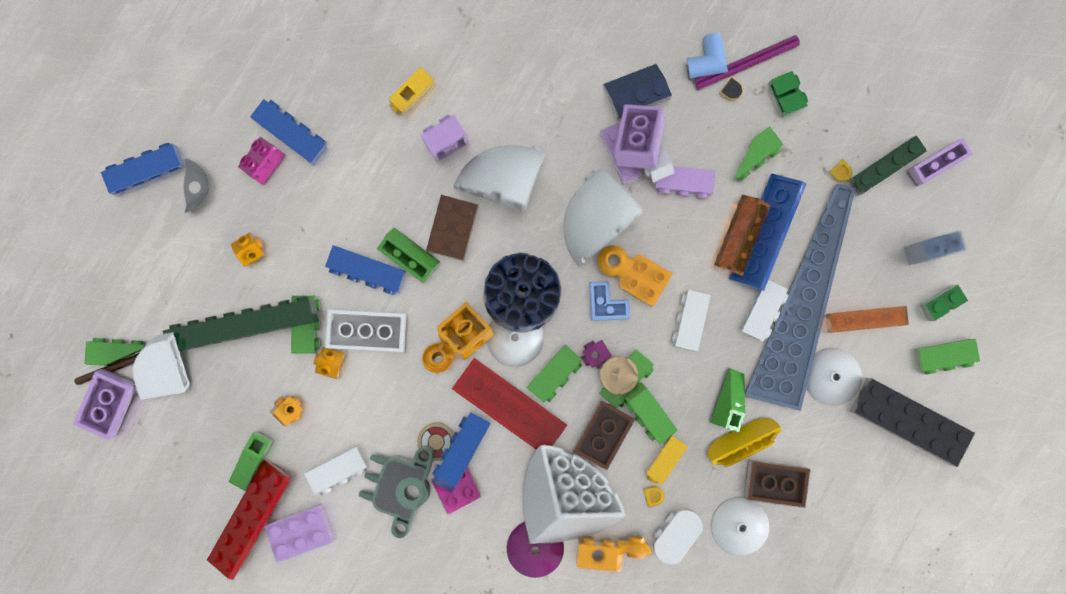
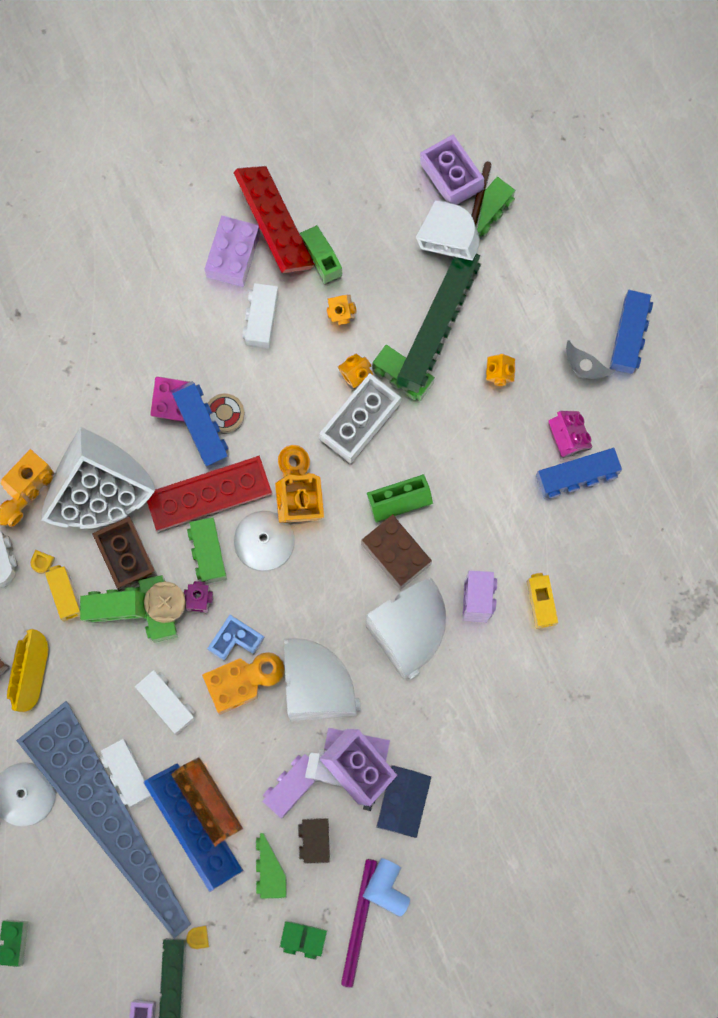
camera: 125 degrees right, 10 degrees down
(365, 269) = (413, 455): blue brick -> none
(392, 485) = (212, 349): sand green piece -> none
(528, 563) = (58, 424): magenta dish -> none
(529, 275) = (315, 559): dark blue brick -> none
(715, 130) = (315, 840): none -> dark brown brick
(731, 402) = (69, 685): bright green slope -> none
(732, 90) = (343, 890): black tile -> none
(867, 319) = (50, 861): clear orange brick -> none
(935, 248) = (69, 958): sand blue window -> none

